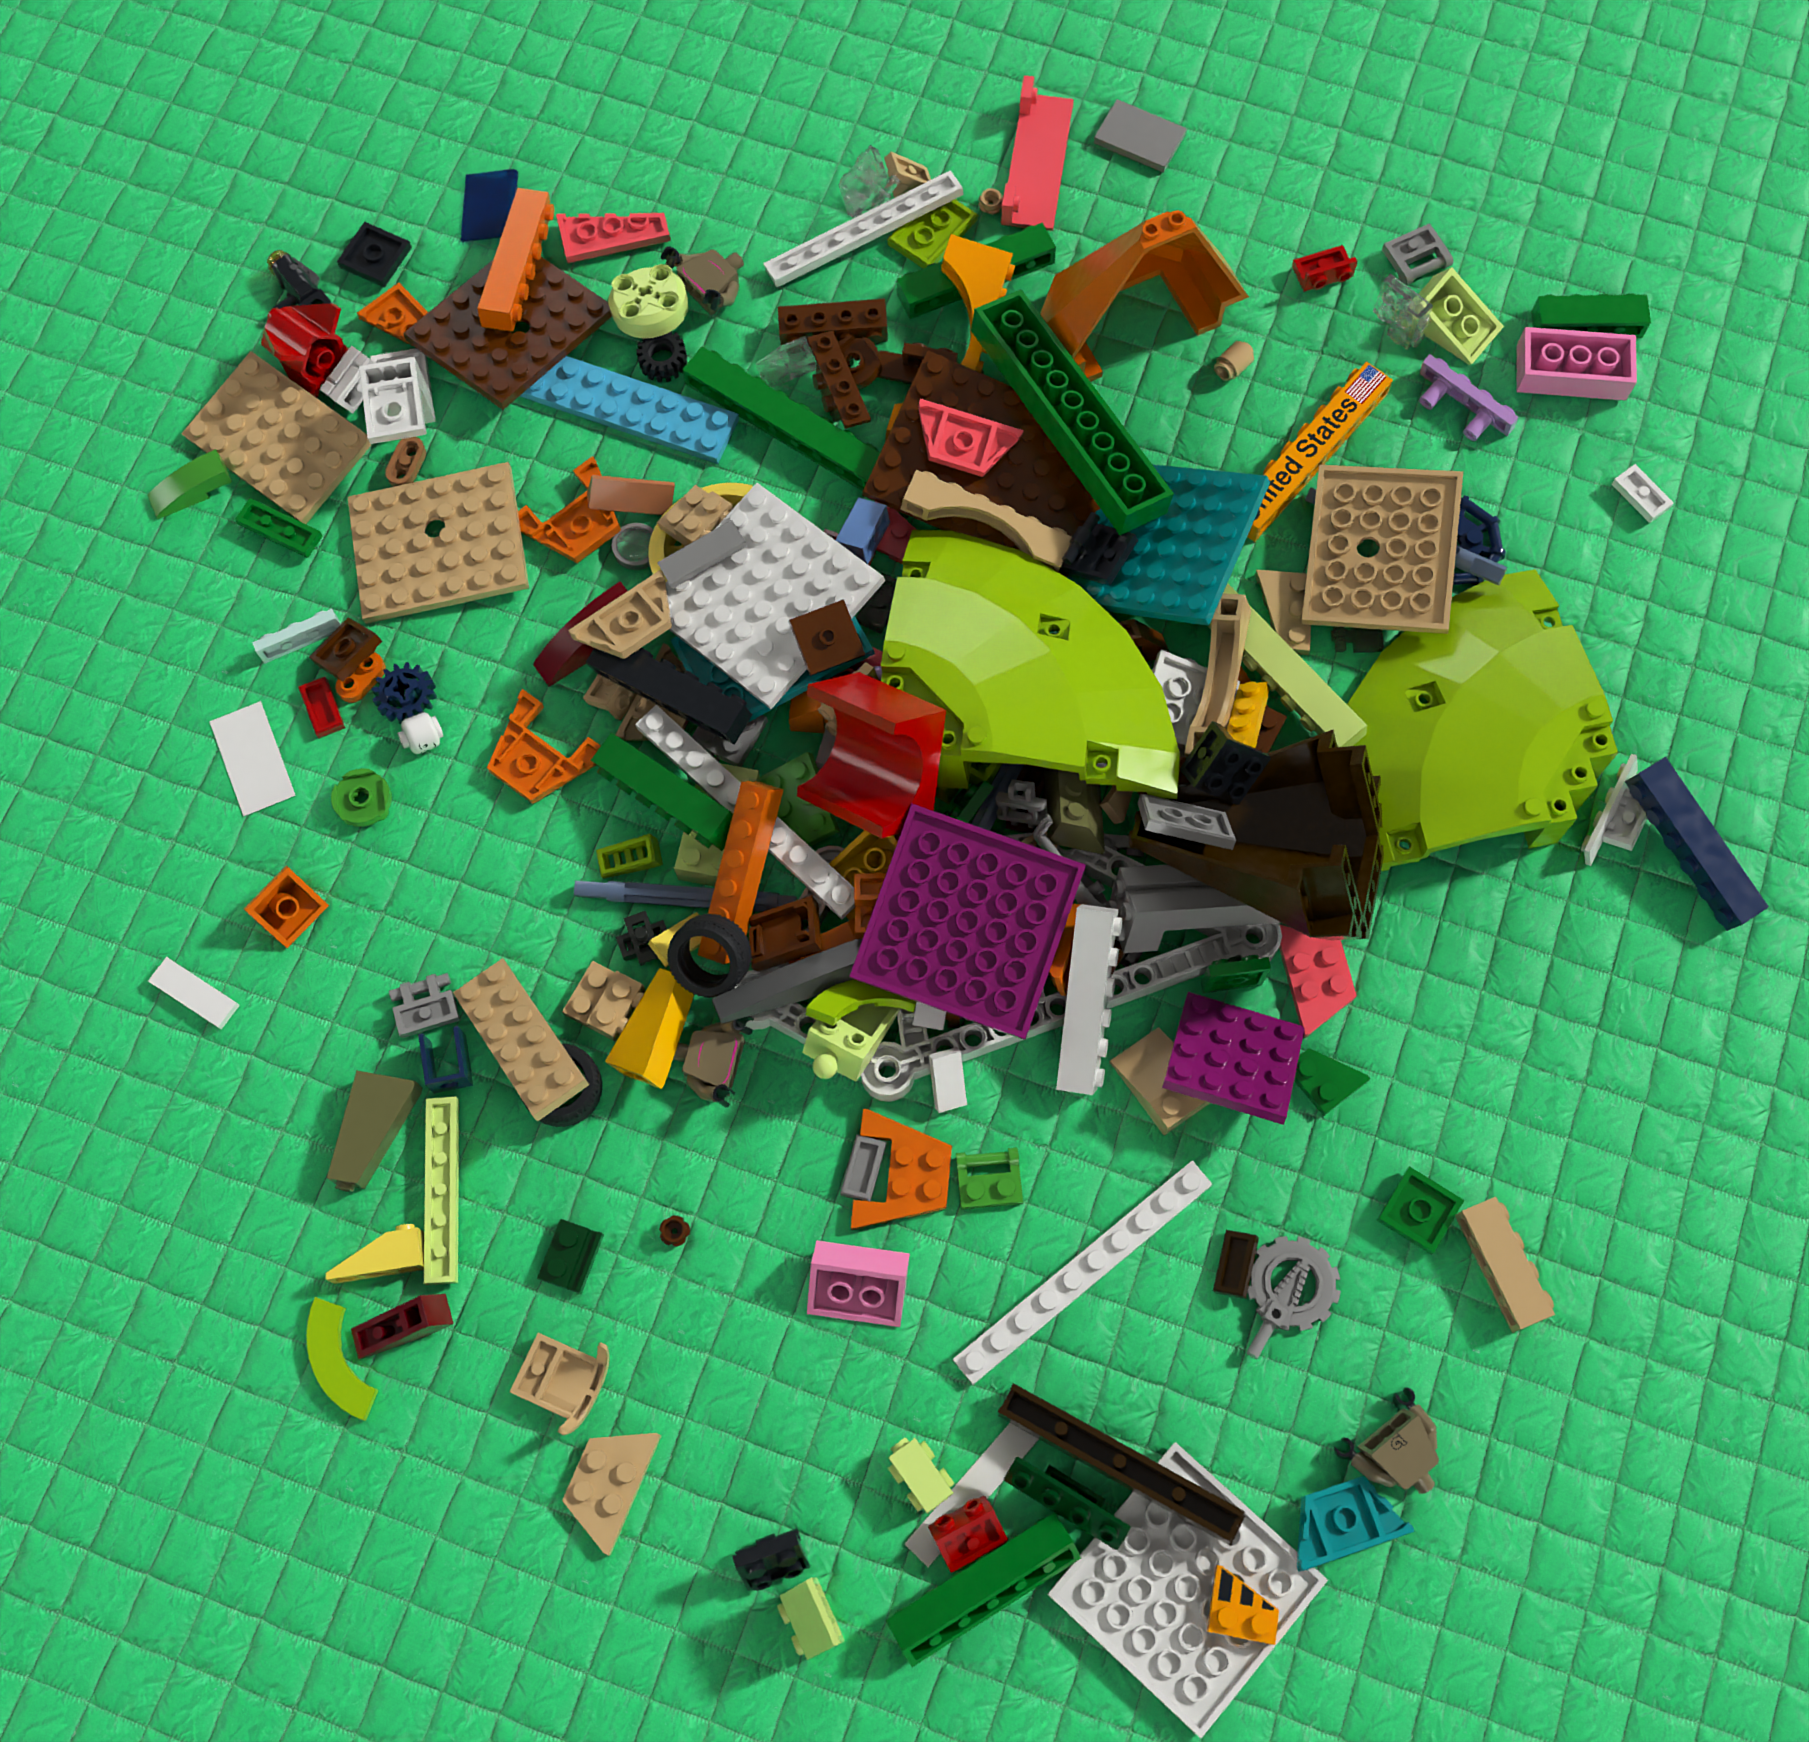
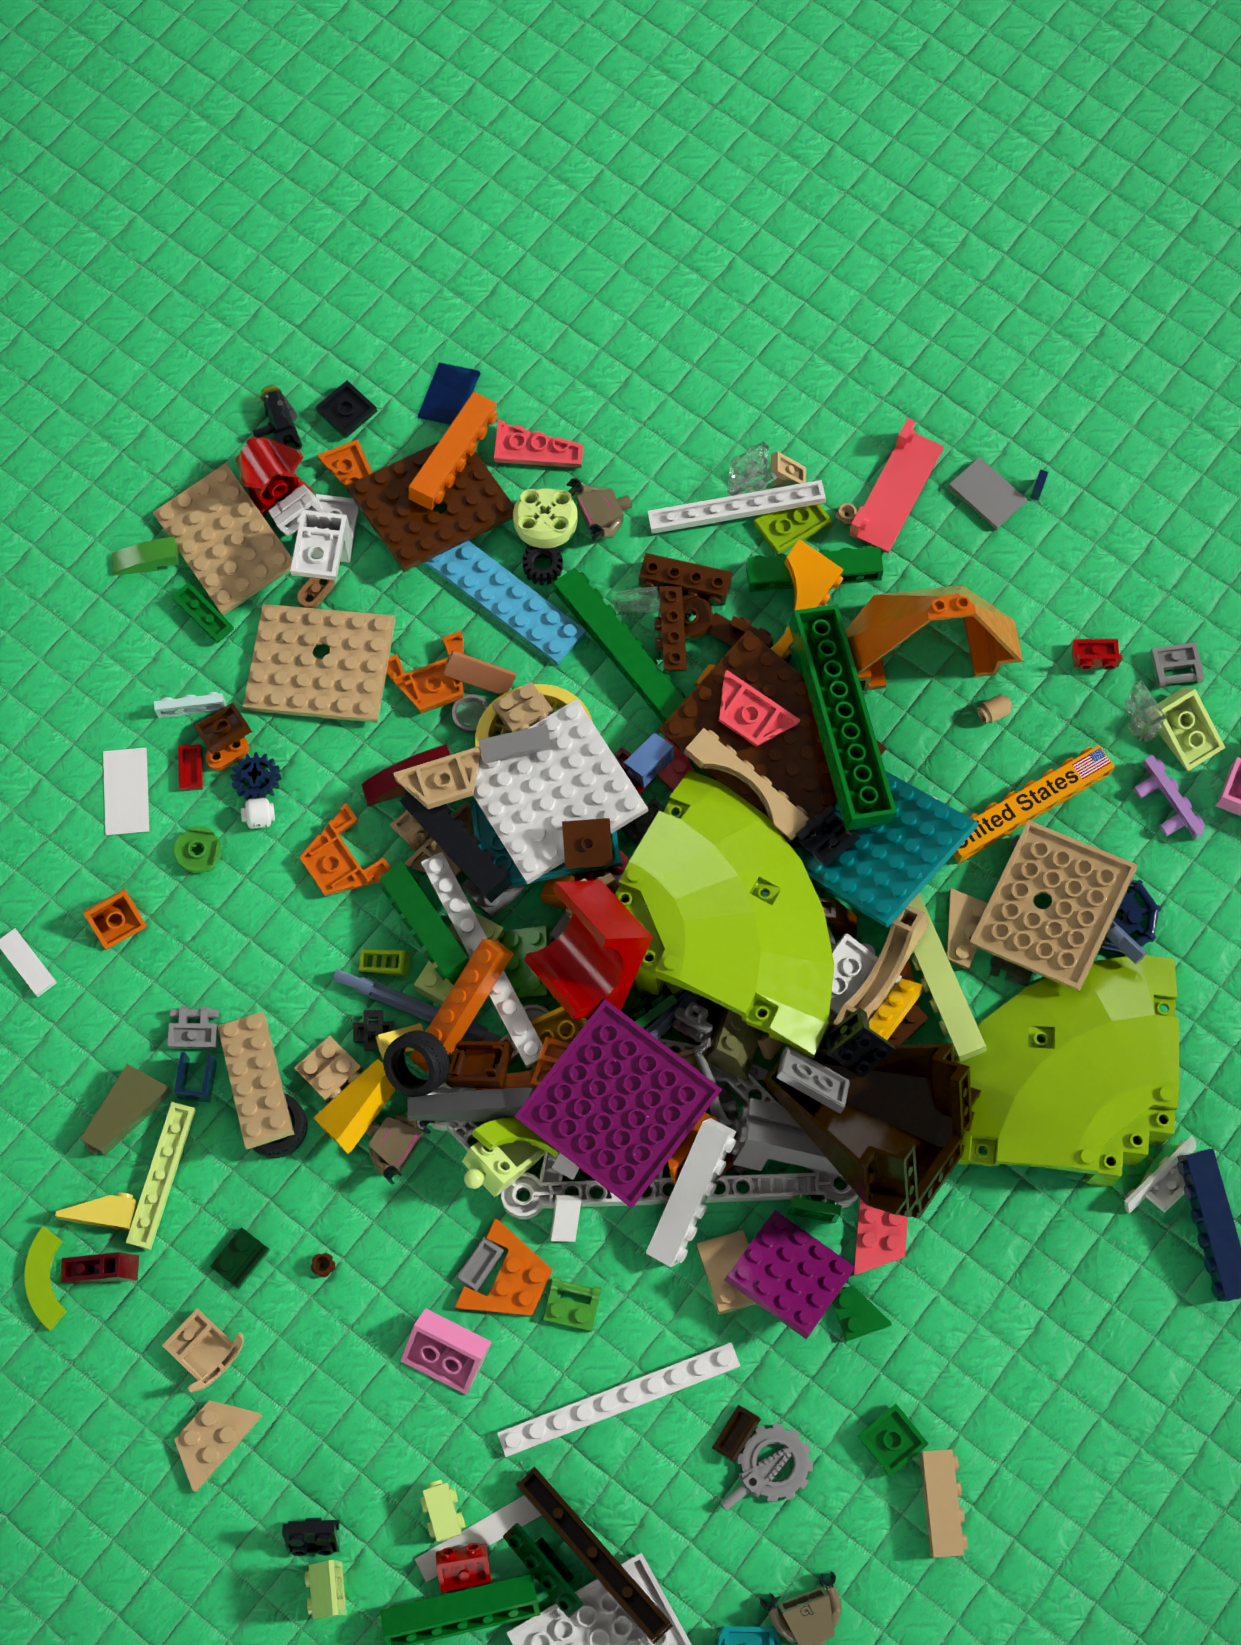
camera: 15 degrees right, 0 degrees up
(1194, 108) = (1039, 484): none -> dark blue tile

